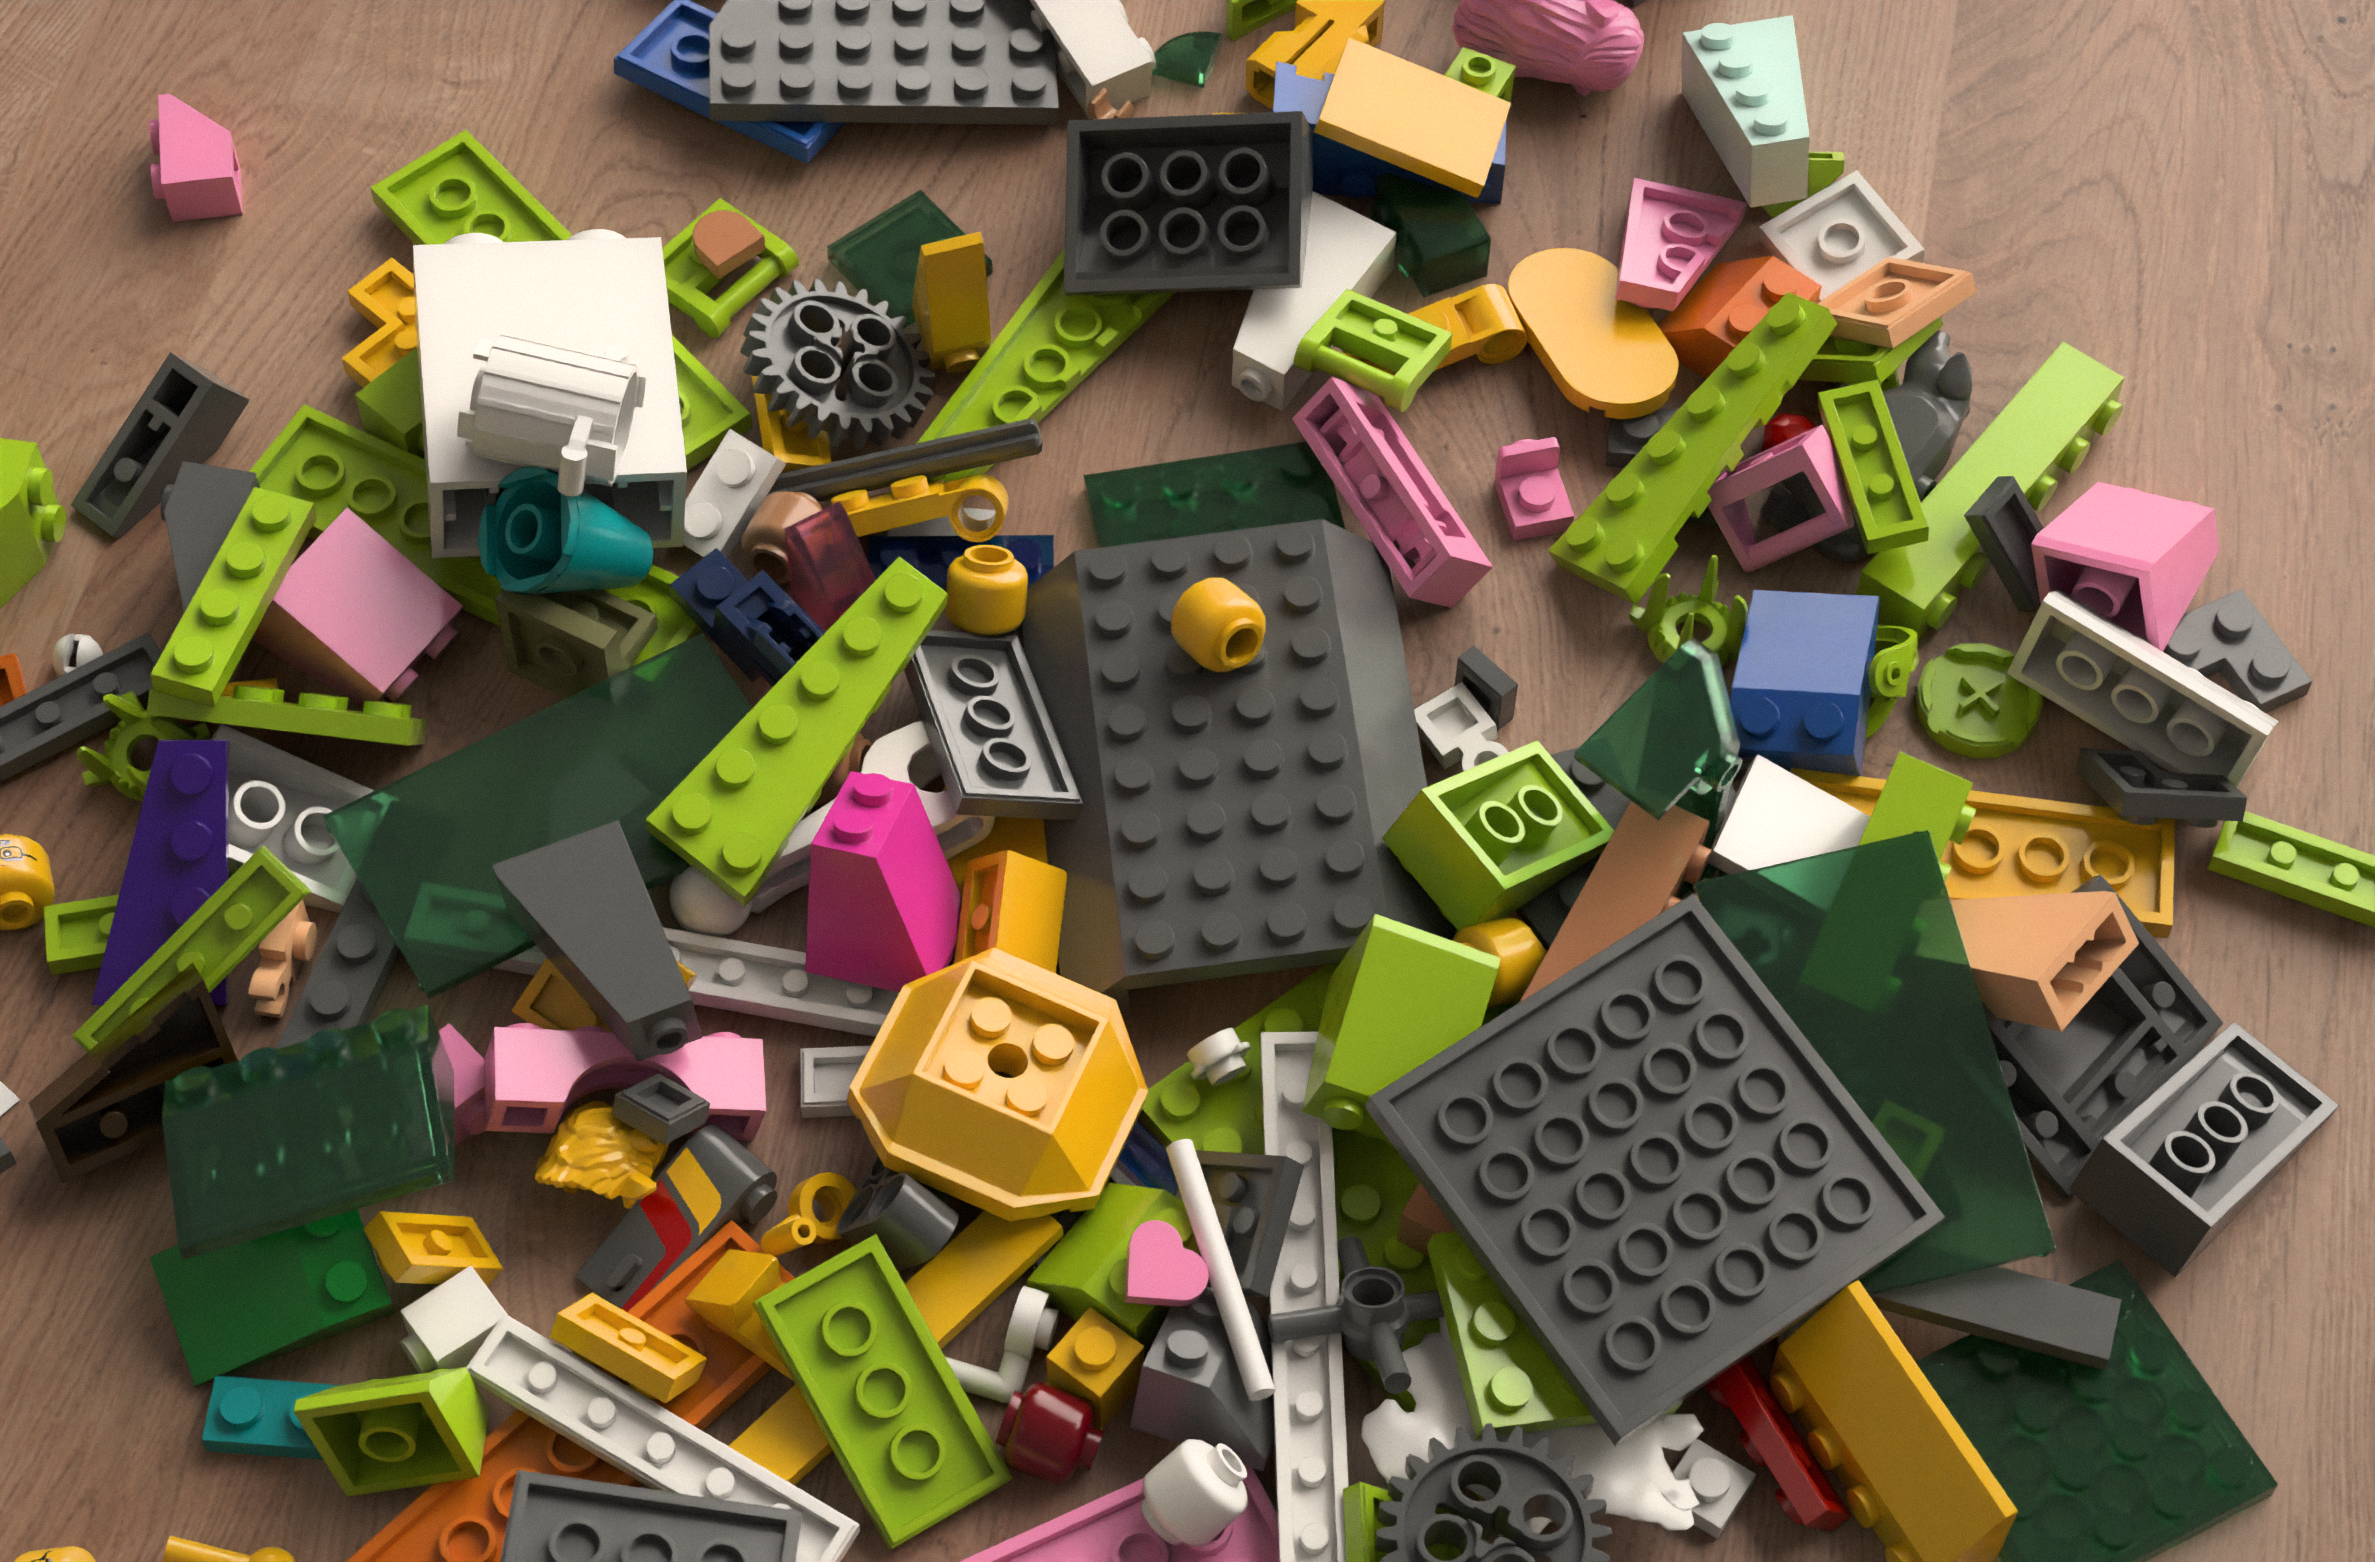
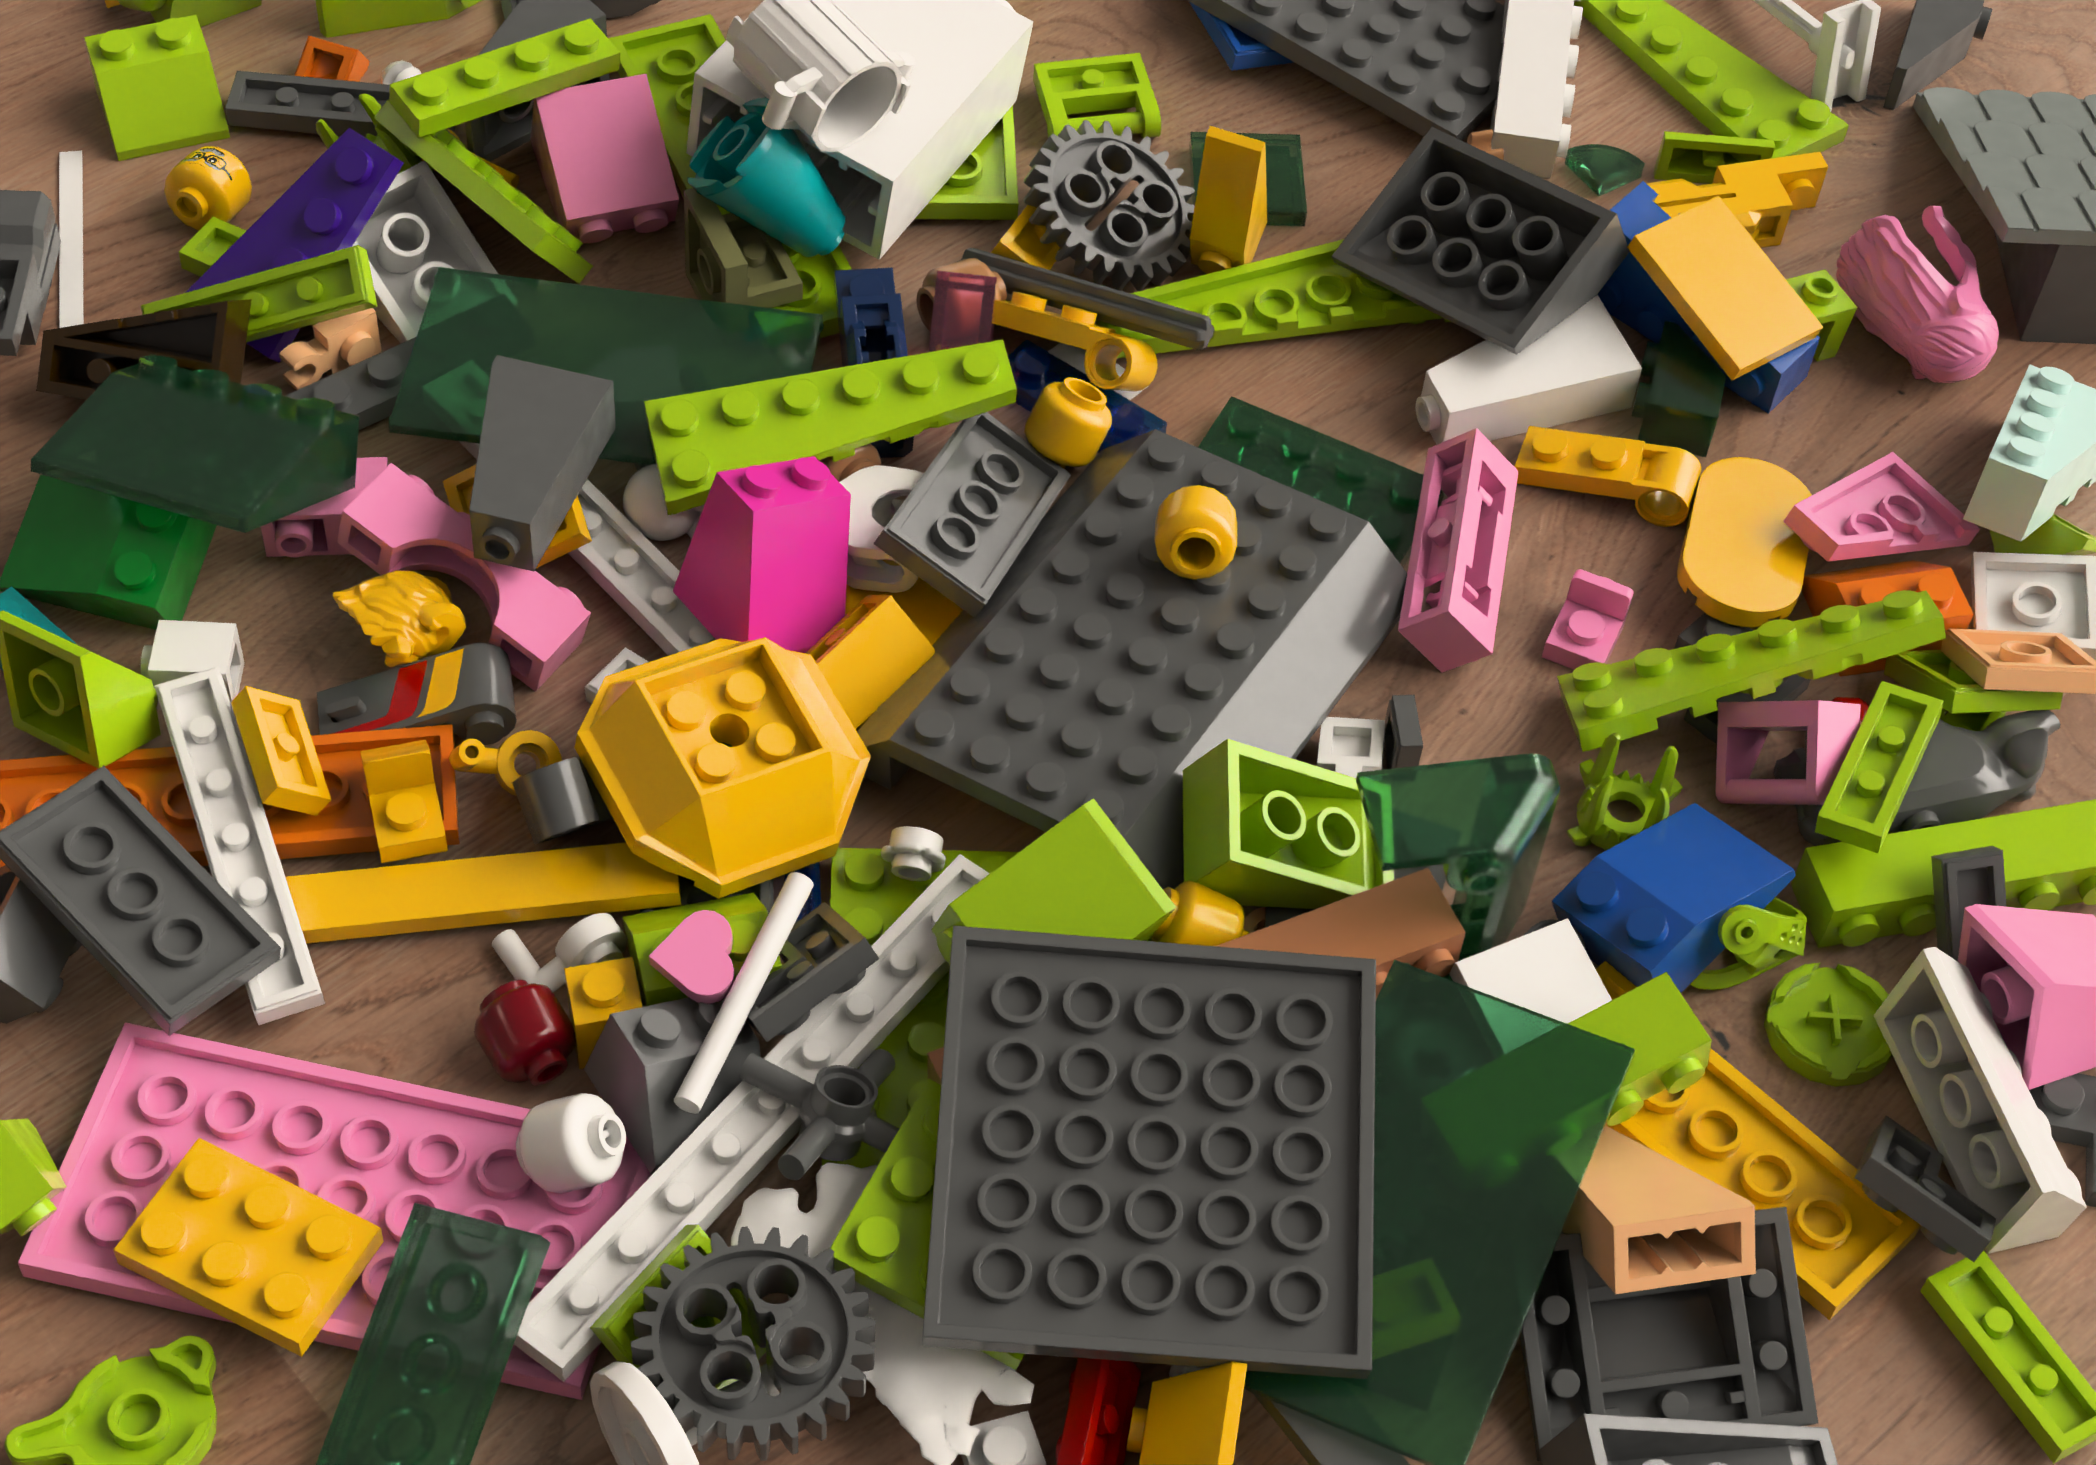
camera: 35 degrees right, 5 degrees down
(430, 1247) = (224, 593): yellow plate -> none
(661, 1108) = (460, 602): dark grey tile -> none
(726, 241) = (1110, 79): nougat tile -> none
(728, 494) = (954, 236): white plate -> none
(882, 1391) = (428, 912): lime tile -> none
(1377, 335) = (1552, 427): lime plate -> none

